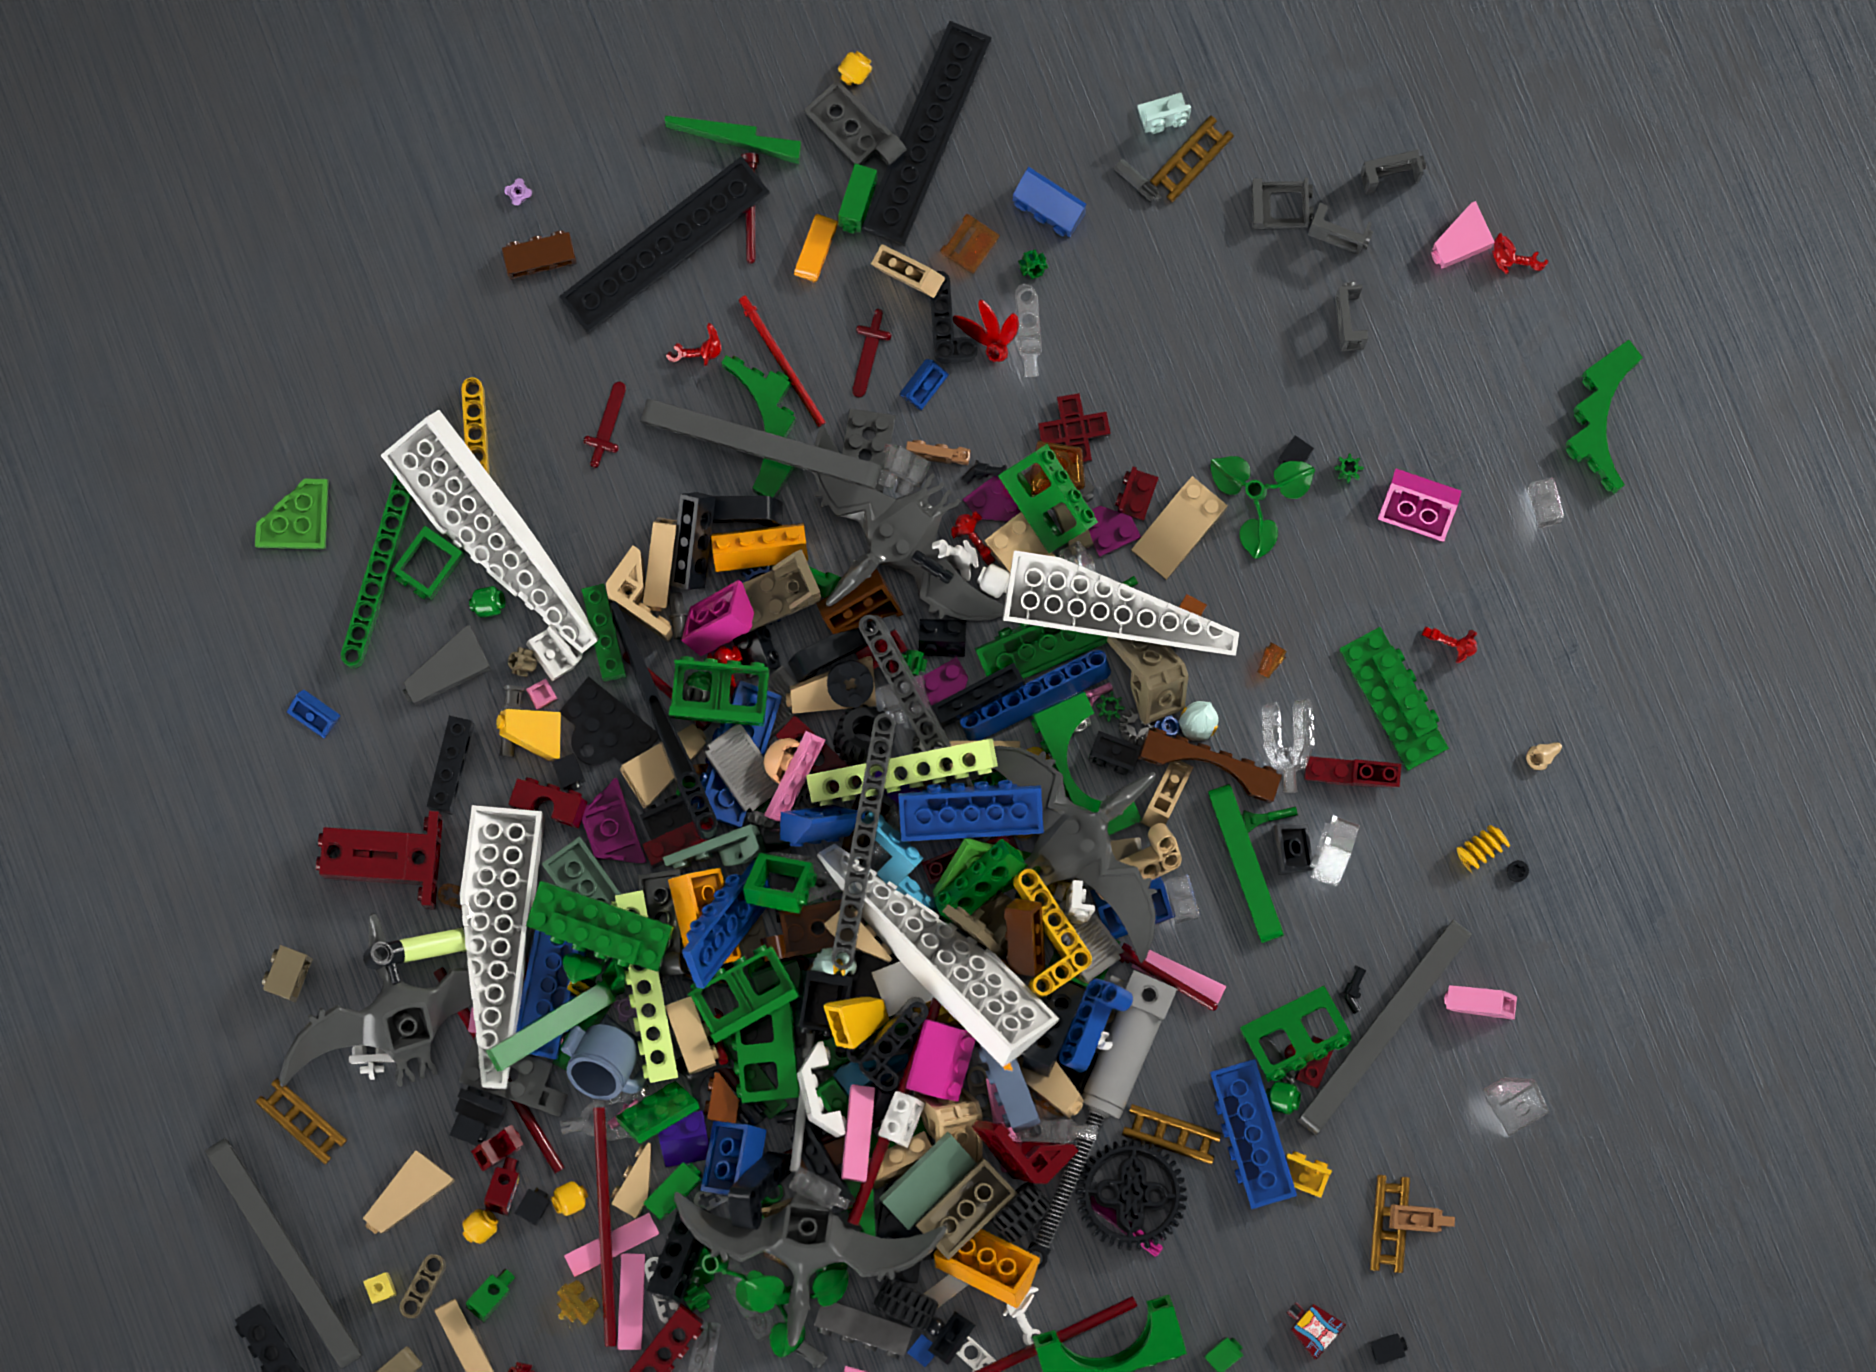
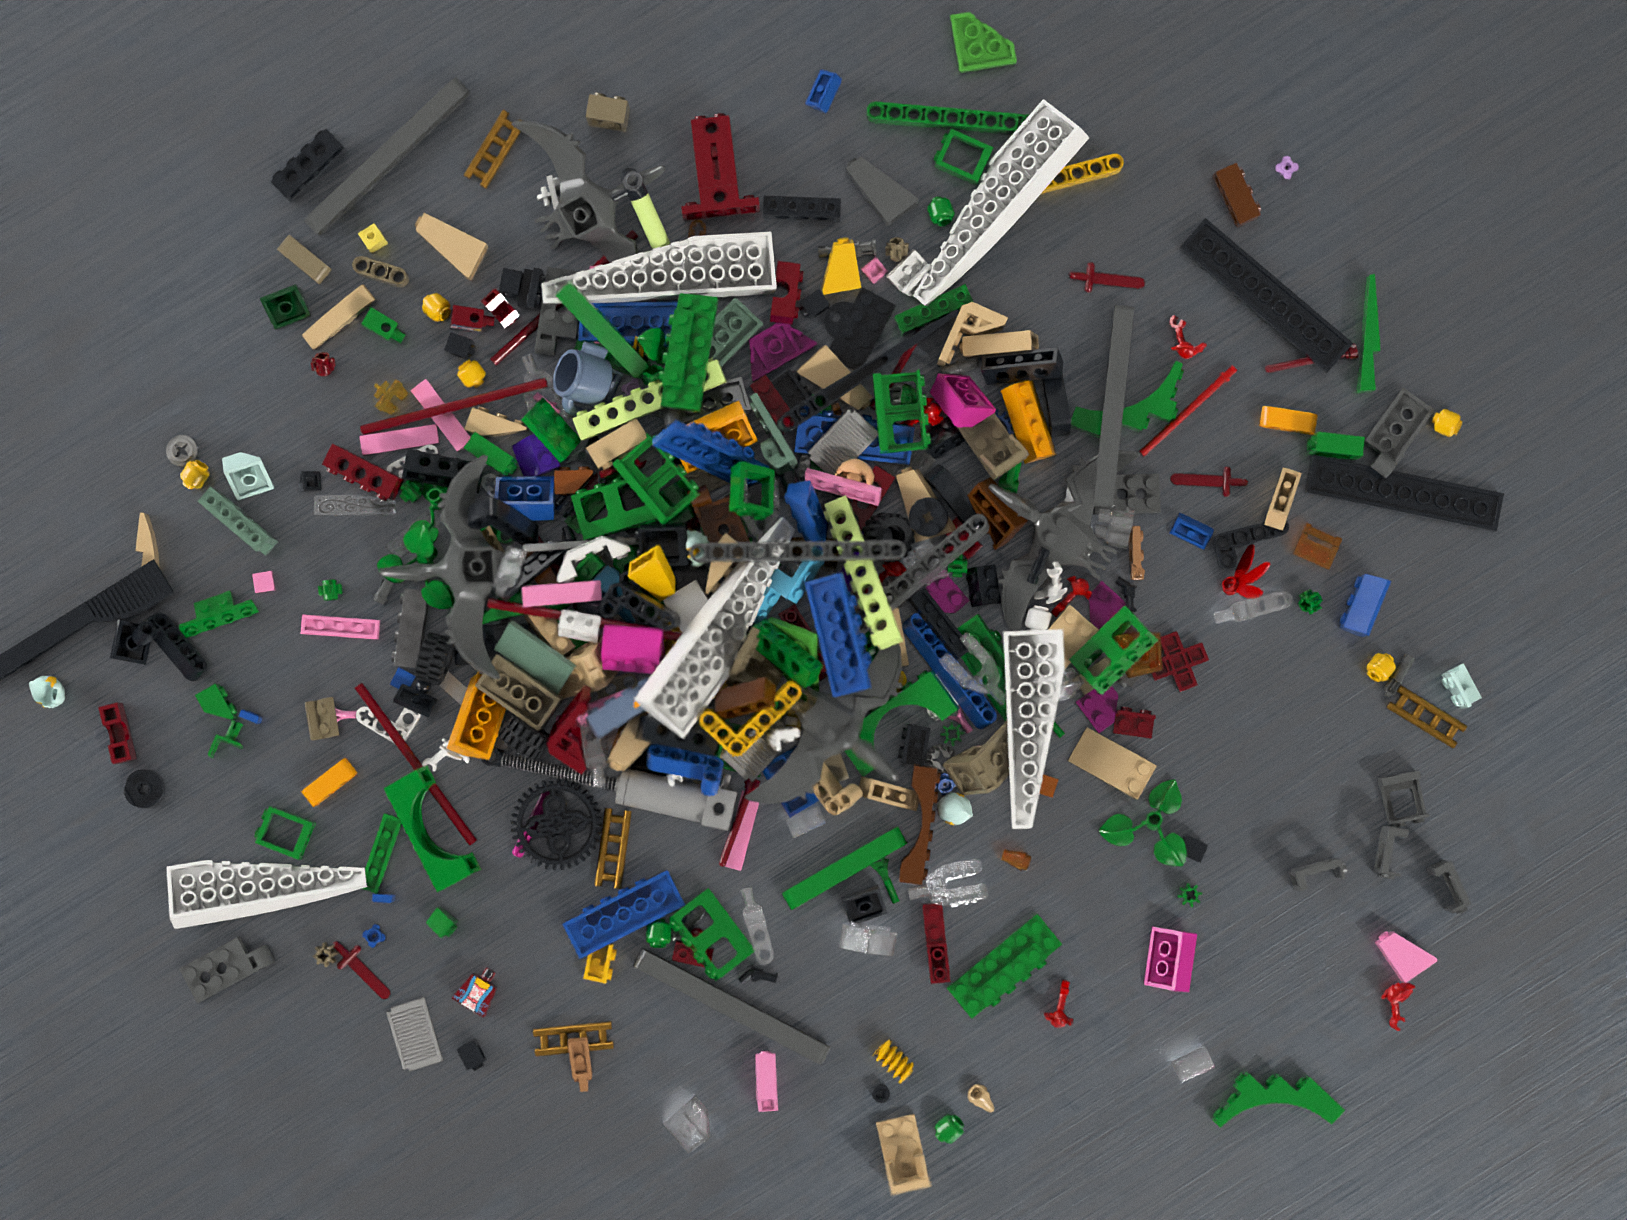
camera: 80 degrees right, 5 degrees up
(903, 739) = (892, 569): none -> red piece
(1042, 647) = (989, 669): none -> clear piece
(1124, 199) = (1380, 667): none -> yellow head
(1290, 978) = (756, 921): none -> clear piece
(1572, 798) = (949, 1128): none -> green head
(1593, 858) = (903, 1154): none -> tan bracket

